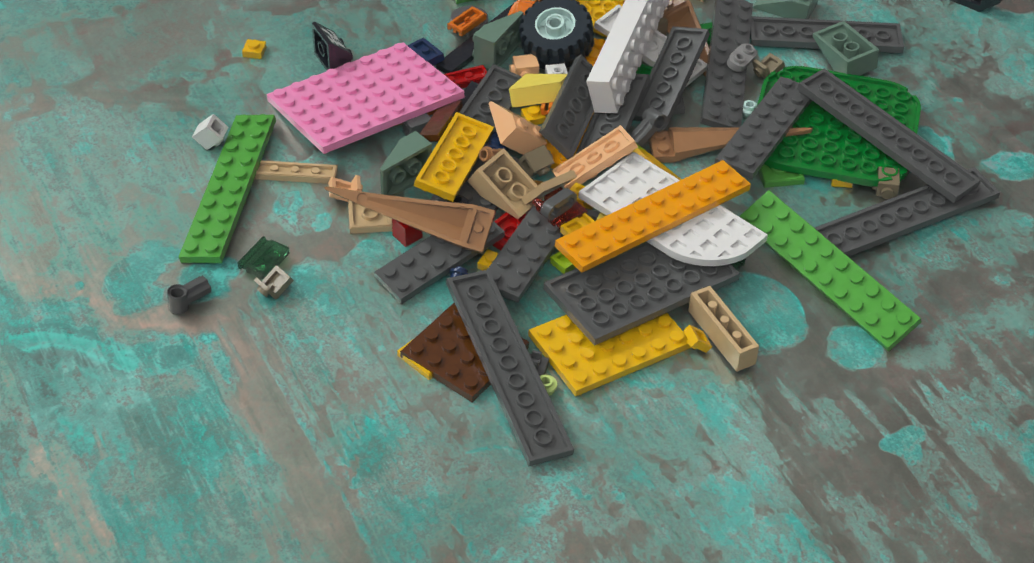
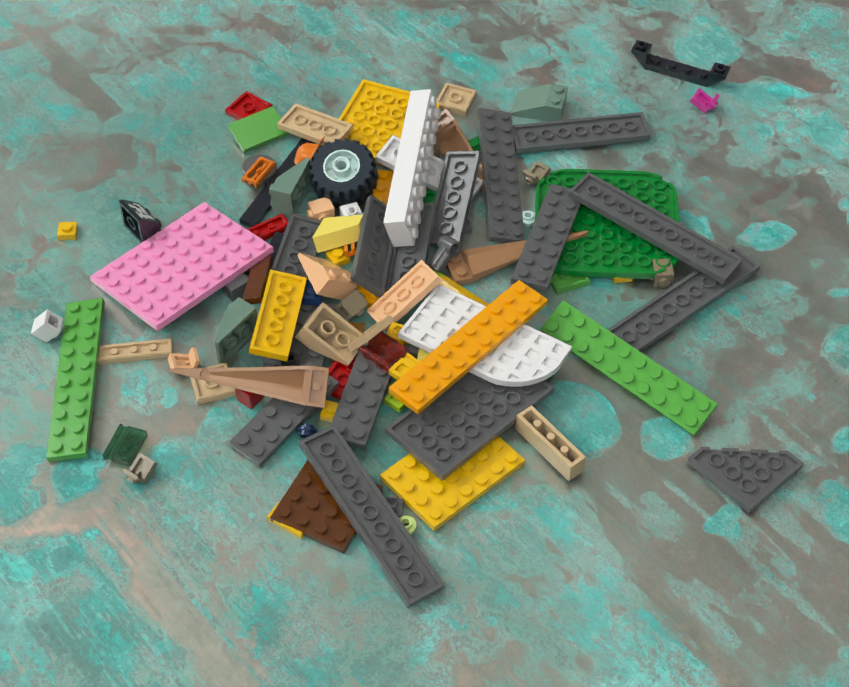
camera: 10 degrees left, 5 degrees up
(181, 296) = (59, 497): dark grey piece -> none
(427, 51) = (228, 208): dark blue plate -> none
(487, 153) = (309, 307): medium nougat pin -> none
(558, 204) = (383, 350): dark grey beam -> none
(697, 339) = (529, 456): yellow plate -> none
(741, 57) = (512, 170): light grey plate -> none
(847, 49) = (602, 146): sand green slope -> none
(938, 398) = (745, 475): none -> dark grey plate
(971, 23) = (704, 101): none -> dark pink bracket

